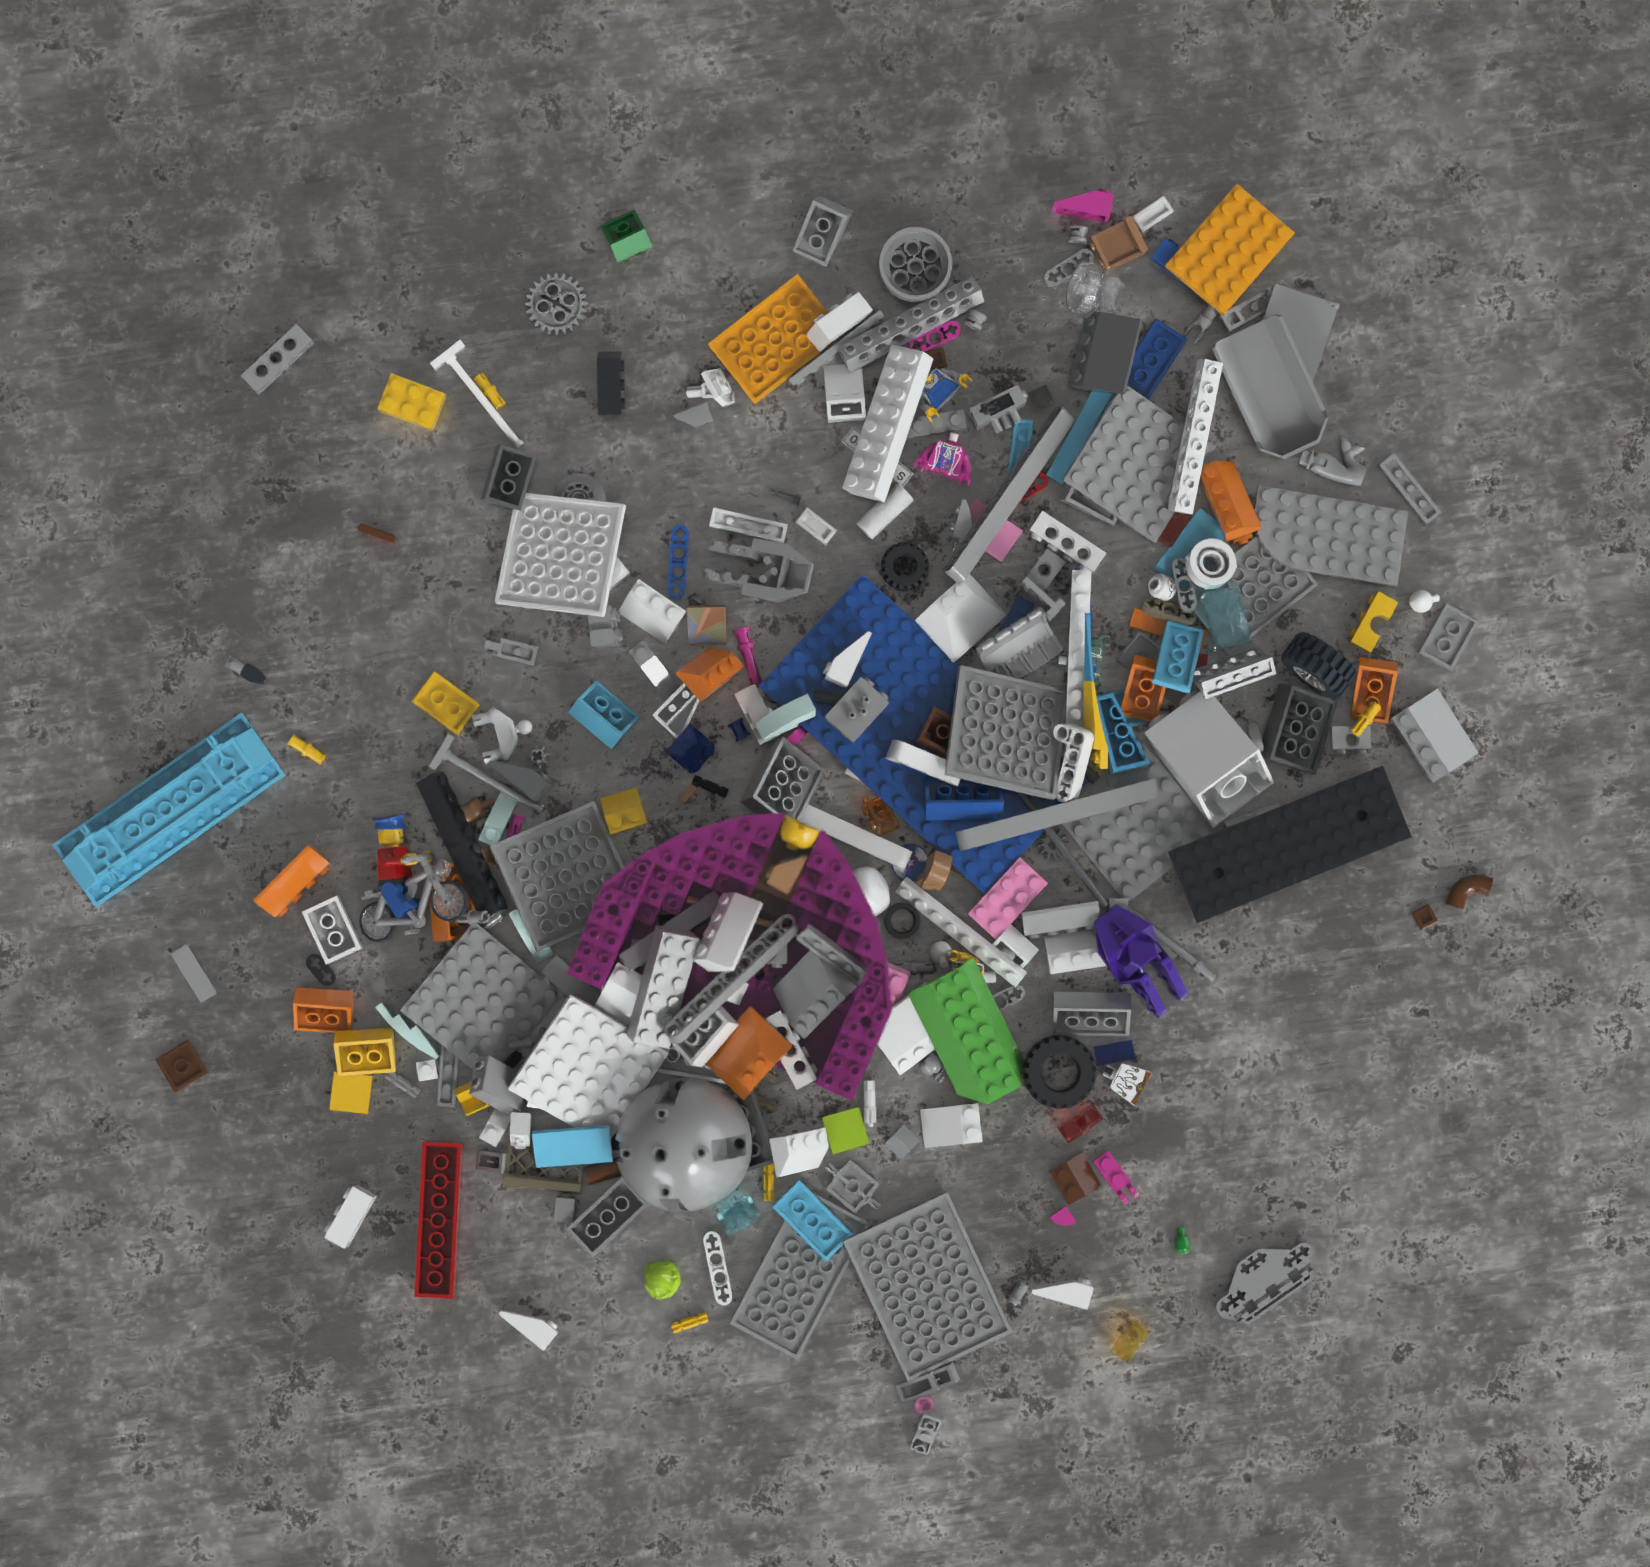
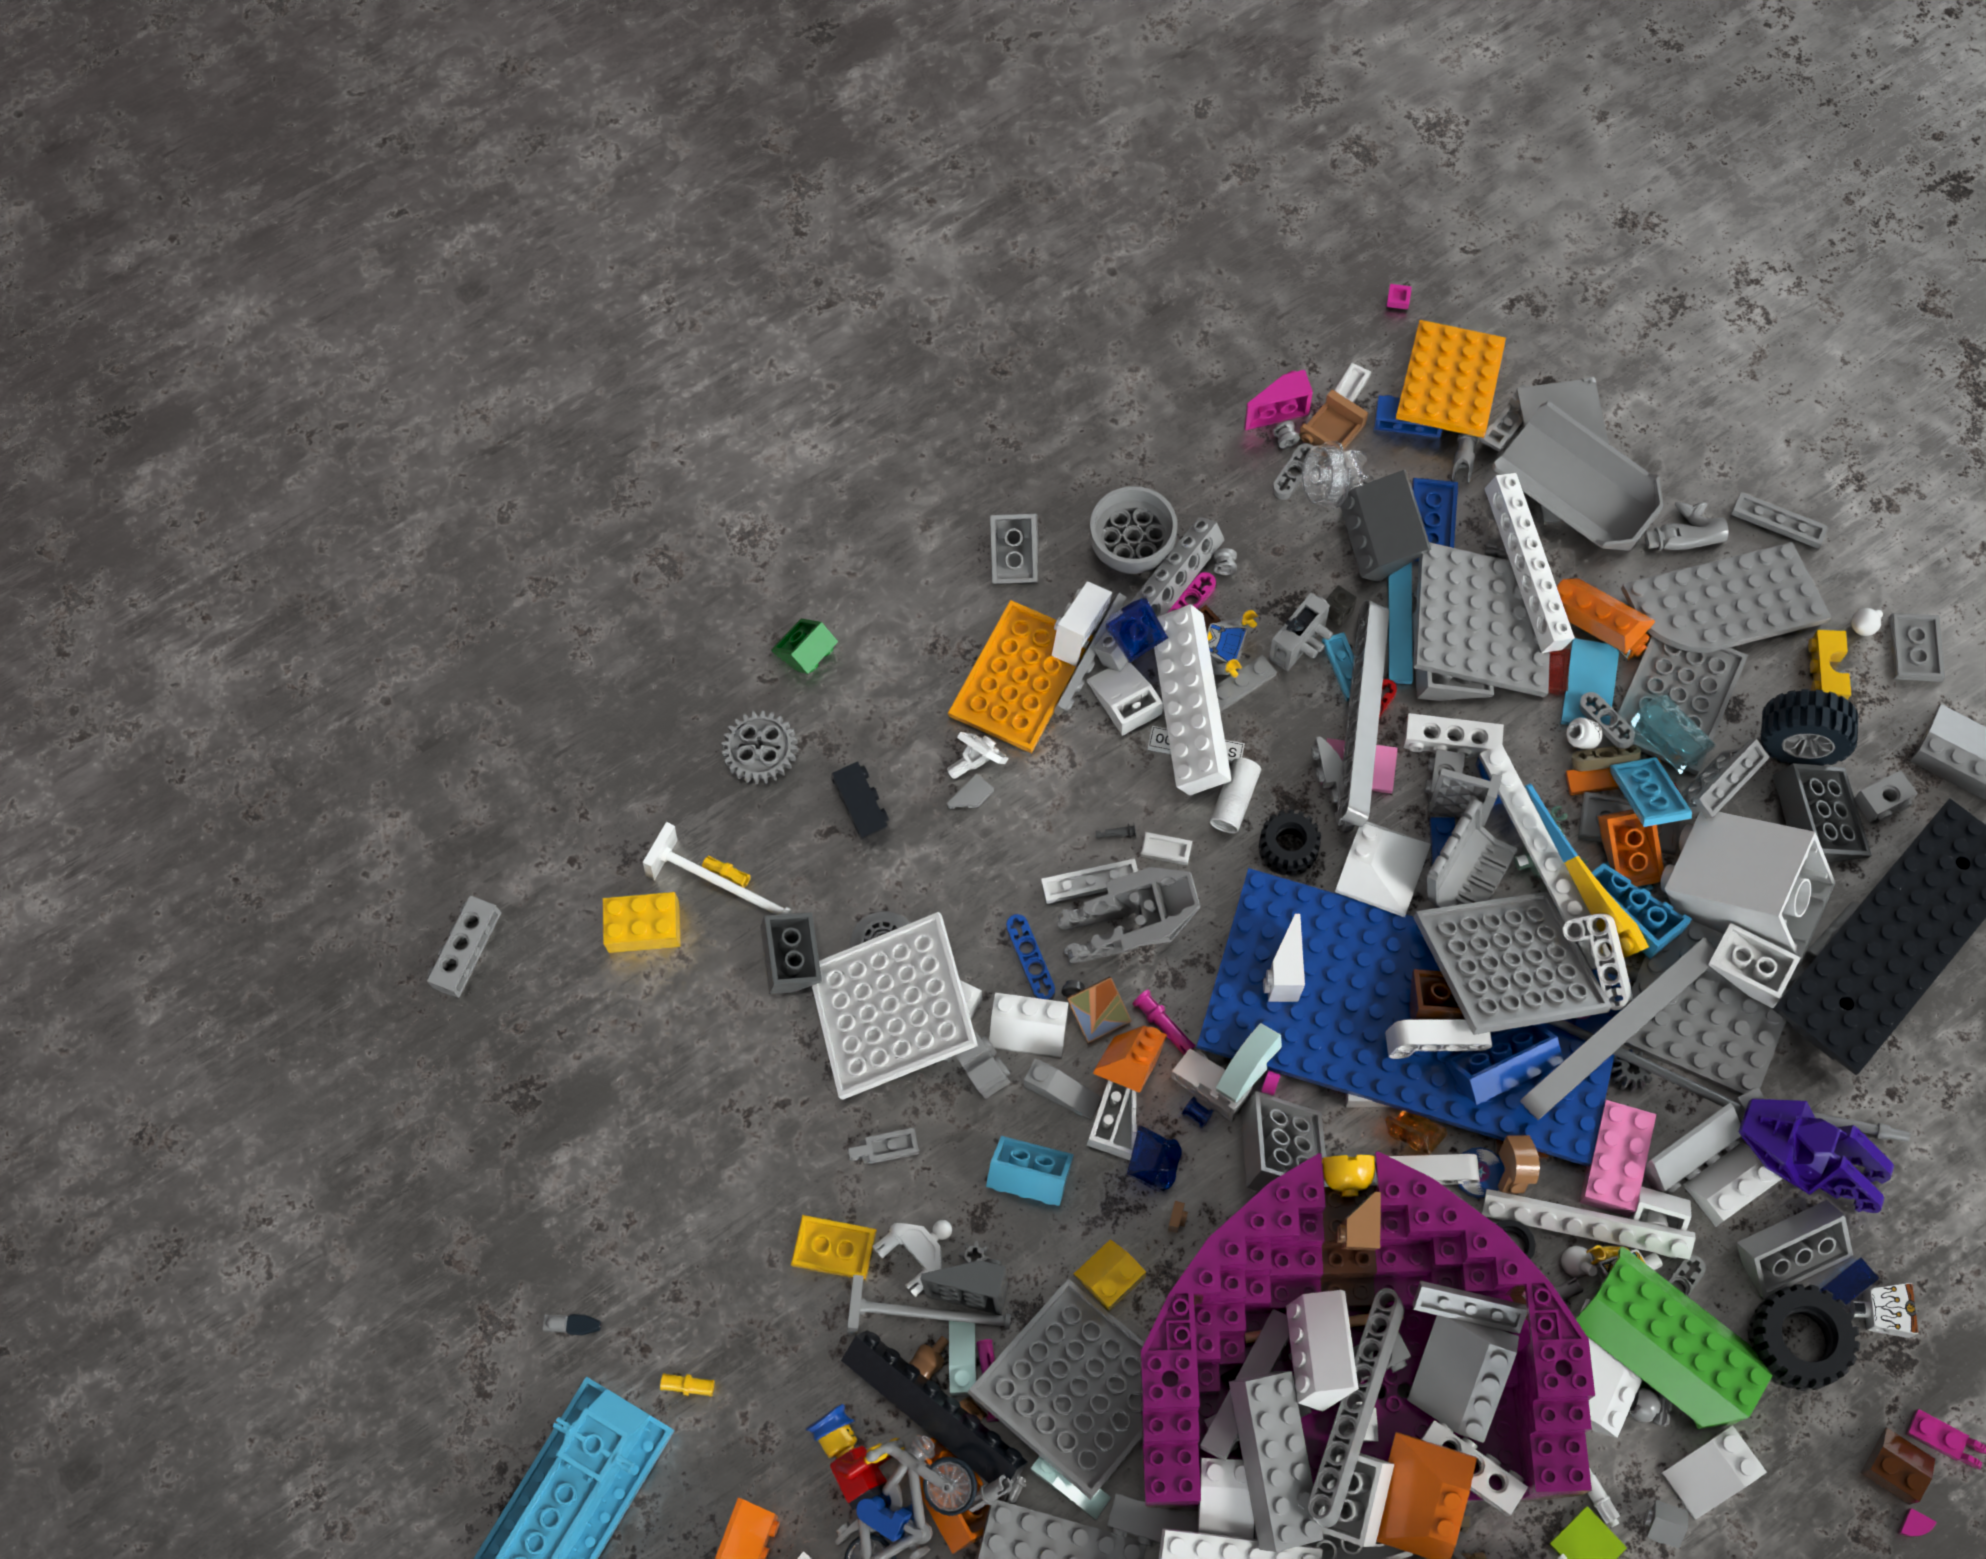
camera: 20 degrees left, 20 degrees down
(377, 533) = (664, 1086): reddish brown tile -> none
(710, 786) = (1197, 1195): black axle -> none
(854, 709) = (1323, 1018): light grey piece -> none
(872, 352) = (1136, 629): none -> clear blue slope
(946, 459) = (1274, 712): dark pink torso -> none
(1080, 1123) = (1864, 1392): clear red slope -> none
(1174, 814) = (1754, 964): none -> white slope
(1220, 554) = (1628, 669): white piece -> none
(1232, 154) = (1399, 296): none -> dark pink plate
(1365, 718) = (1892, 763): yellow axle -> none
(1375, 683) = (1881, 736): orange slope -> none

